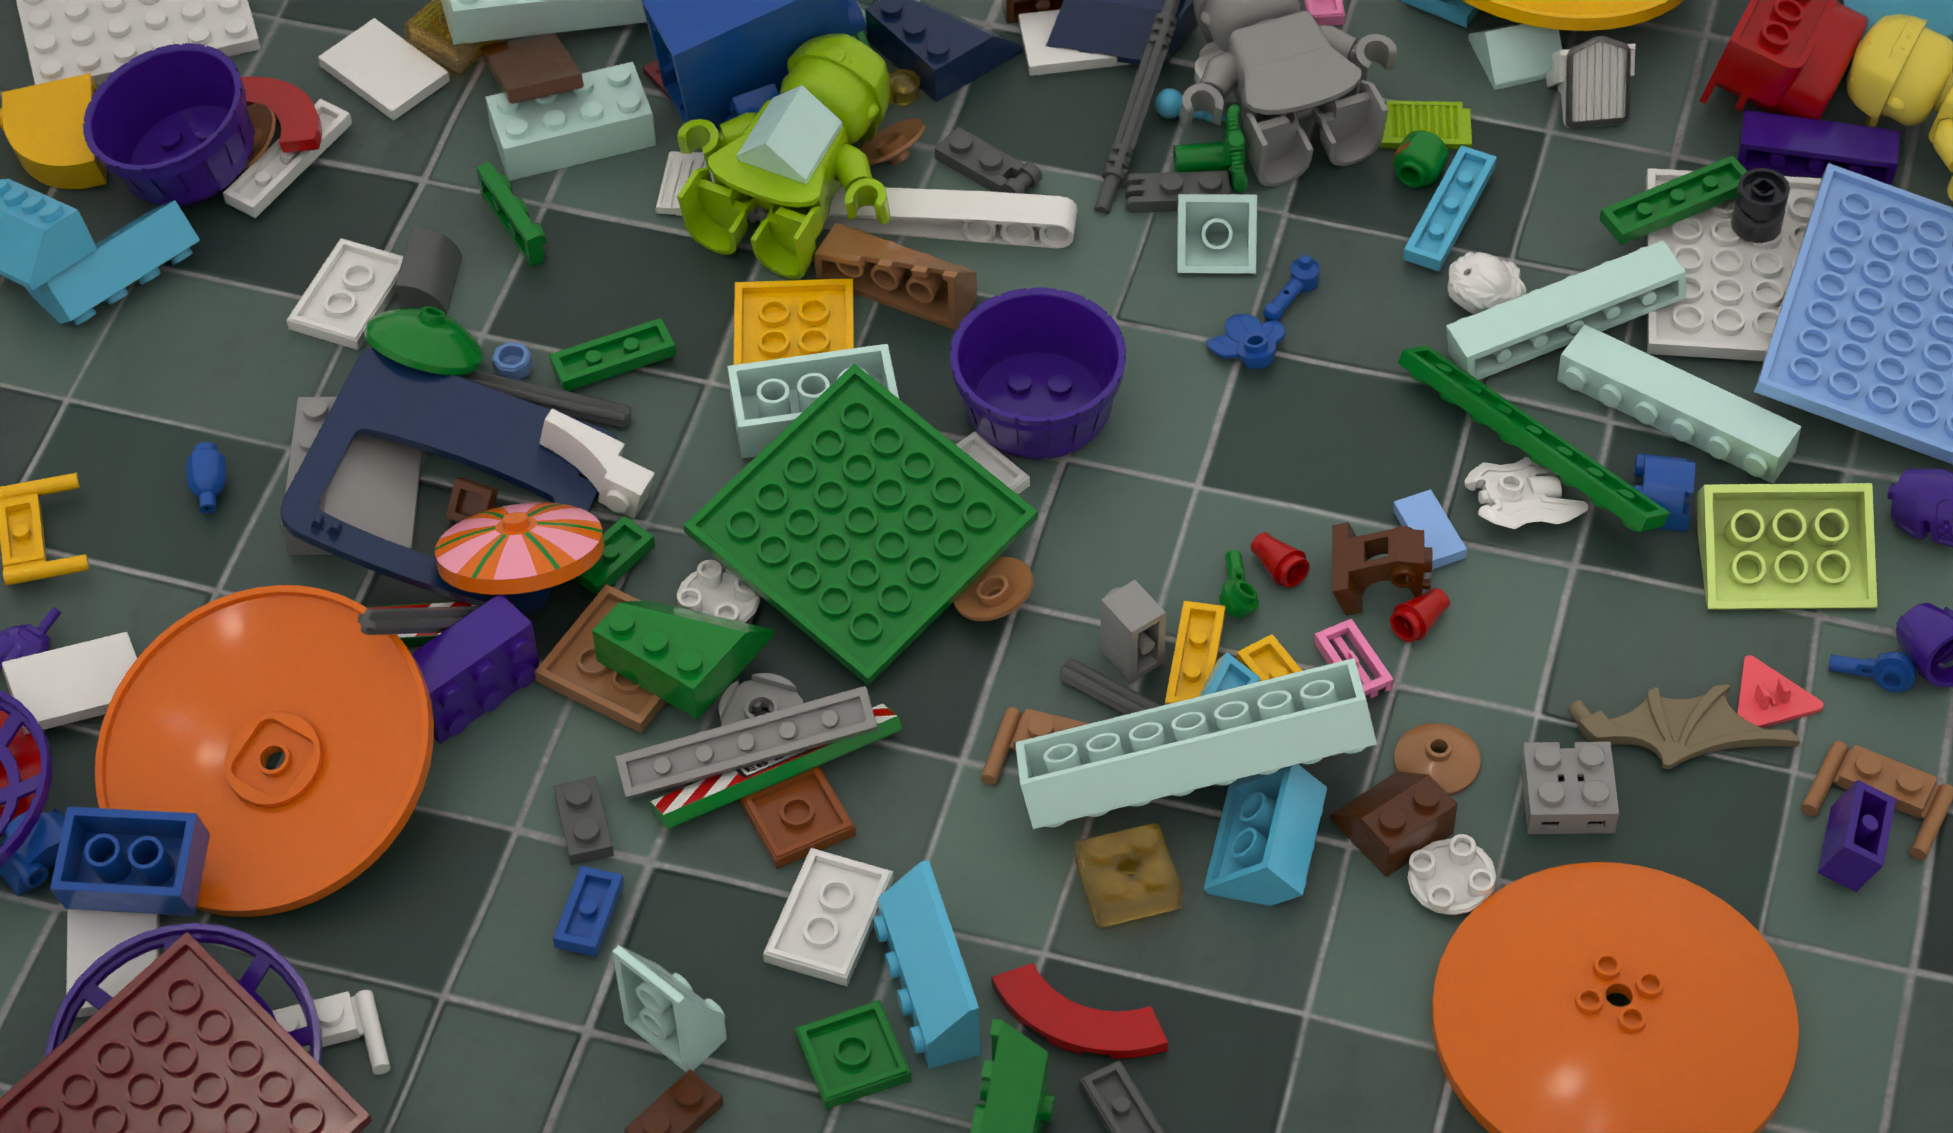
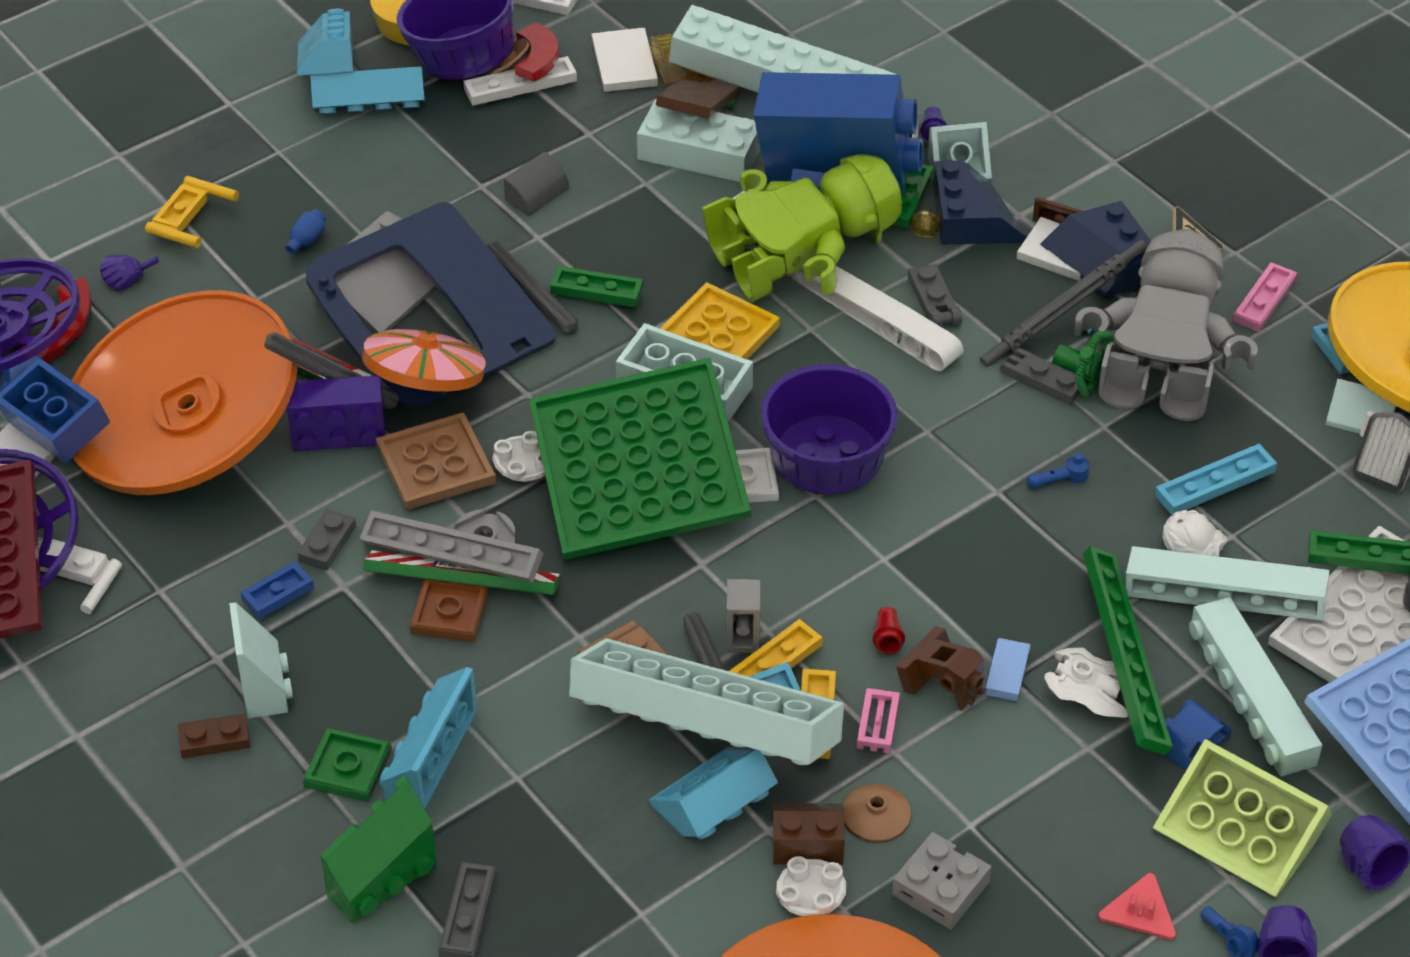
camera: 35 degrees right, 5 degrees down
(70, 680) = (117, 297): white tile -> none
(346, 294) = (479, 174): white tile -> none
(424, 341) = (489, 219): green dish -> none
(470, 499) = (434, 321): reddish brown plate -> none
(512, 213) = (615, 176): green plate -> none
(512, 360) = (536, 259): medium blue tile -> none
(599, 457) = (526, 358): white slope -> none
(623, 547) = (485, 399): green plate -> none
(677, 651) = (463, 470): green wedge -> none
(791, 135) = (796, 205): light aqua slope -> none
(828, 917) = (402, 678): white tile -> none
(893, 142) = (882, 253): medium nougat dish -> none
(897, 275) = (808, 325): medium nougat wedge -> none
(997, 590) = (688, 546): medium nougat dish -> none
(1076, 1026) = (491, 830): red tile -> none
(1119, 897) = (607, 761): clear yellow brick -> none
(1216, 233) = (1038, 412): light aqua slope -> none
(1236, 593) = (839, 636): green plate -> none
(1248, 340) = (1000, 489): blue plate -> none
(1417, 616) = (946, 715): red cone -> none
(1420, 159) = (1224, 437): green head -> none
(1442, 118) = (1253, 421): lime window -> none
(1679, 727) = (1058, 890): dark tan animal -> none

